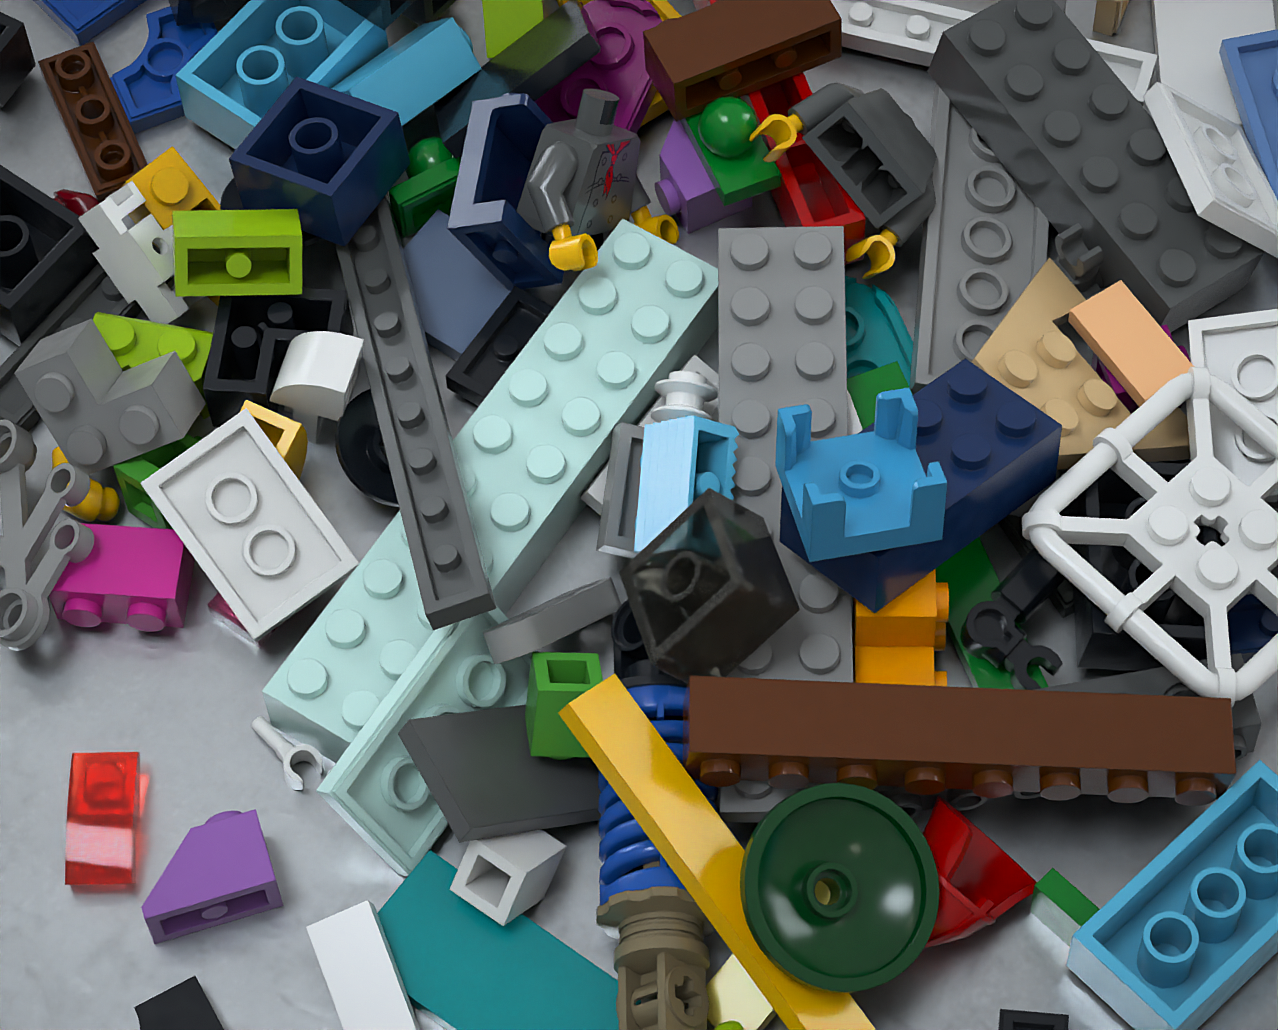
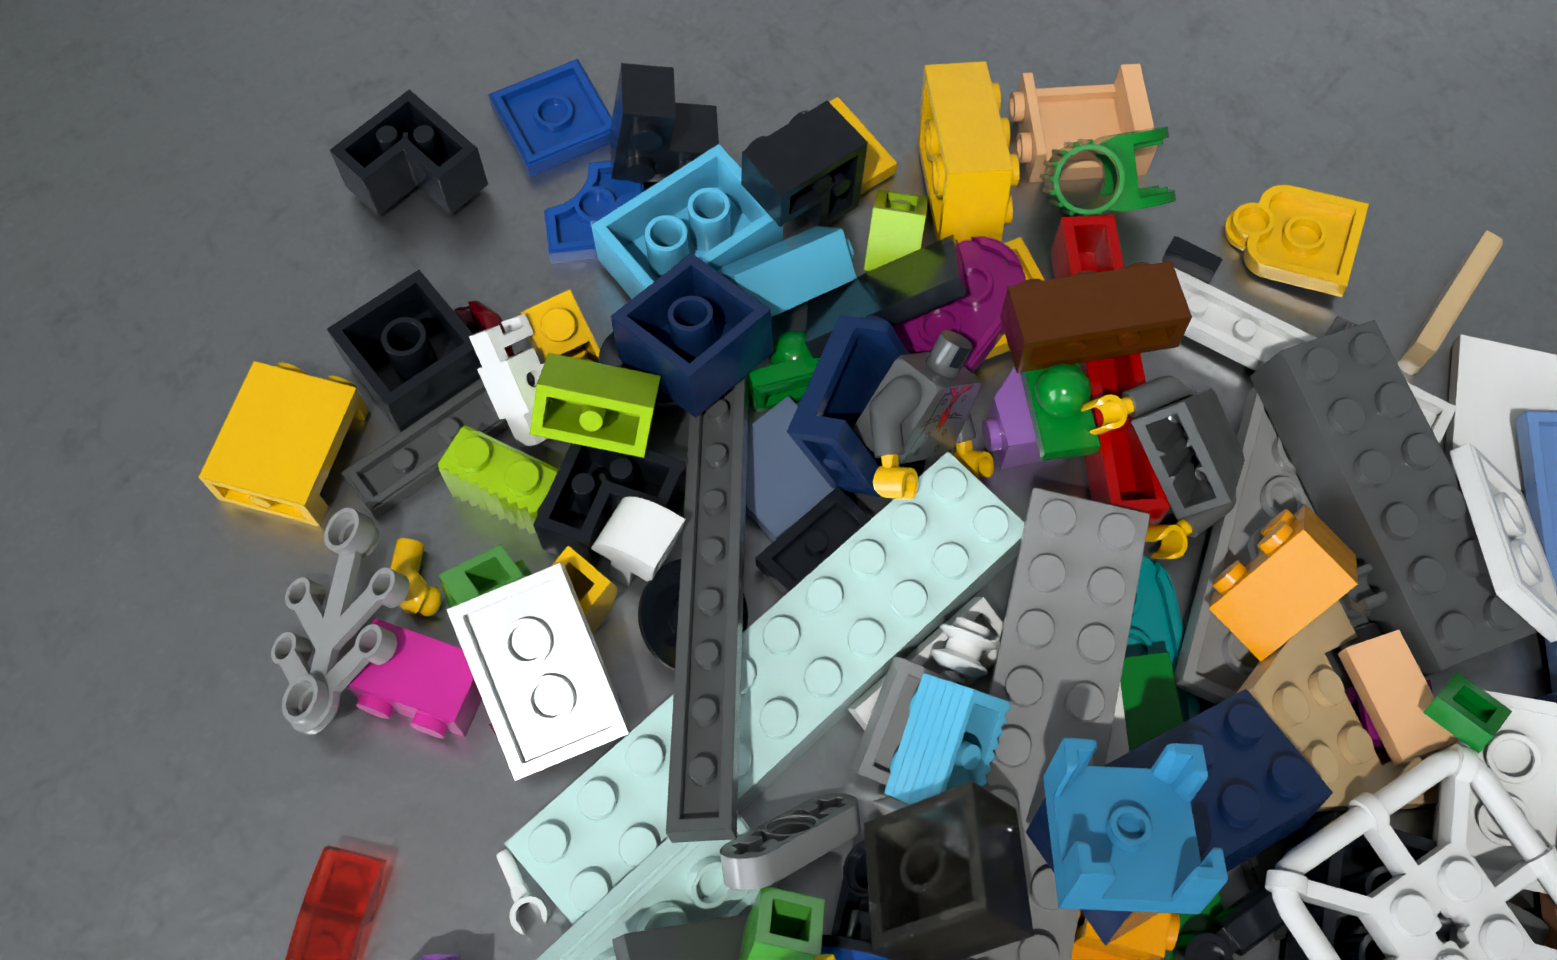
camera: 10 degrees right, 5 degrees up
(93, 118) = (521, 244): reddish brown tile -> none
(98, 408) = (439, 518): light grey brick -> none
(996, 254) = (1289, 583): none -> light orange brick
(1196, 336) = (1468, 712): none -> green tile

